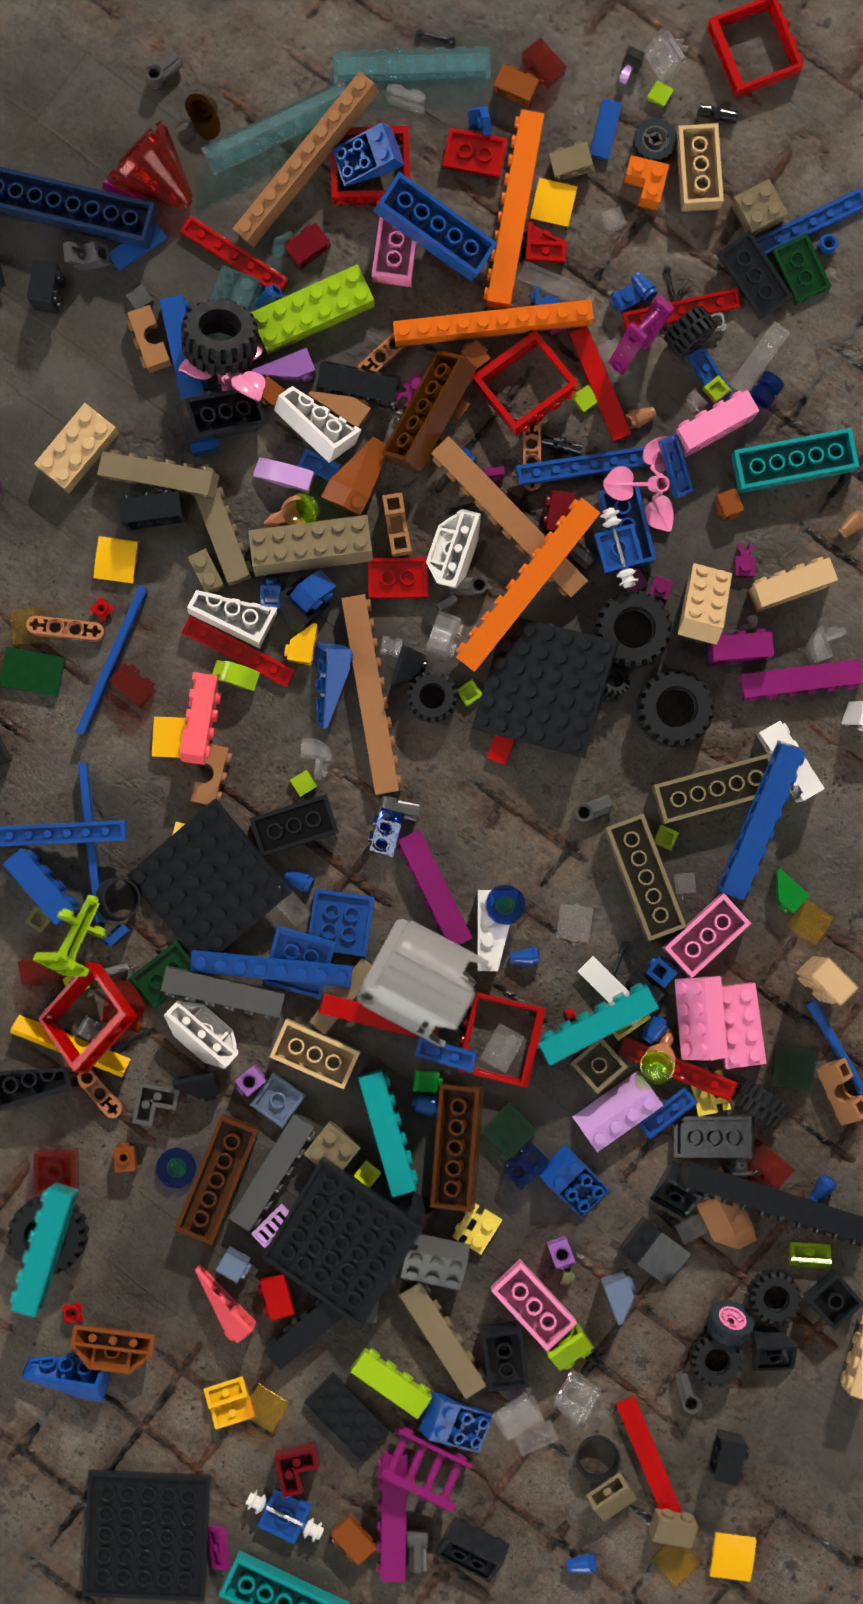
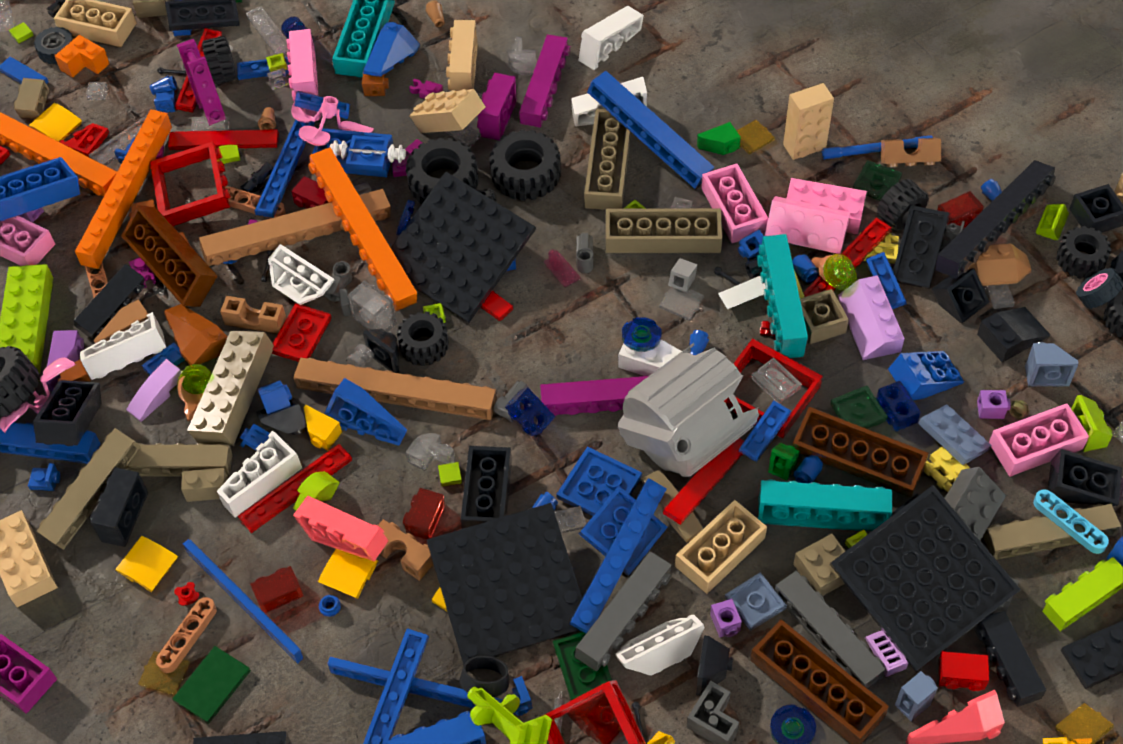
camera: 60 degrees left, 30 degrees down
(131, 736) = (329, 600): none -> blue plate
(162, 423) = (44, 478): none -> blue bracket
(252, 779) = (424, 513): none -> clear red brick
(451, 1354) = (1068, 523): none -> medium azure beam
(514, 1226) = (954, 434): none -> sand blue plate
(563, 618) = (406, 216): none -> clear blue tile
(566, 794) = (561, 268): none -> clear pink hinge
(600, 915) = (682, 275): none -> light grey brick
(781, 503) = (391, 47): none -> blue wedge

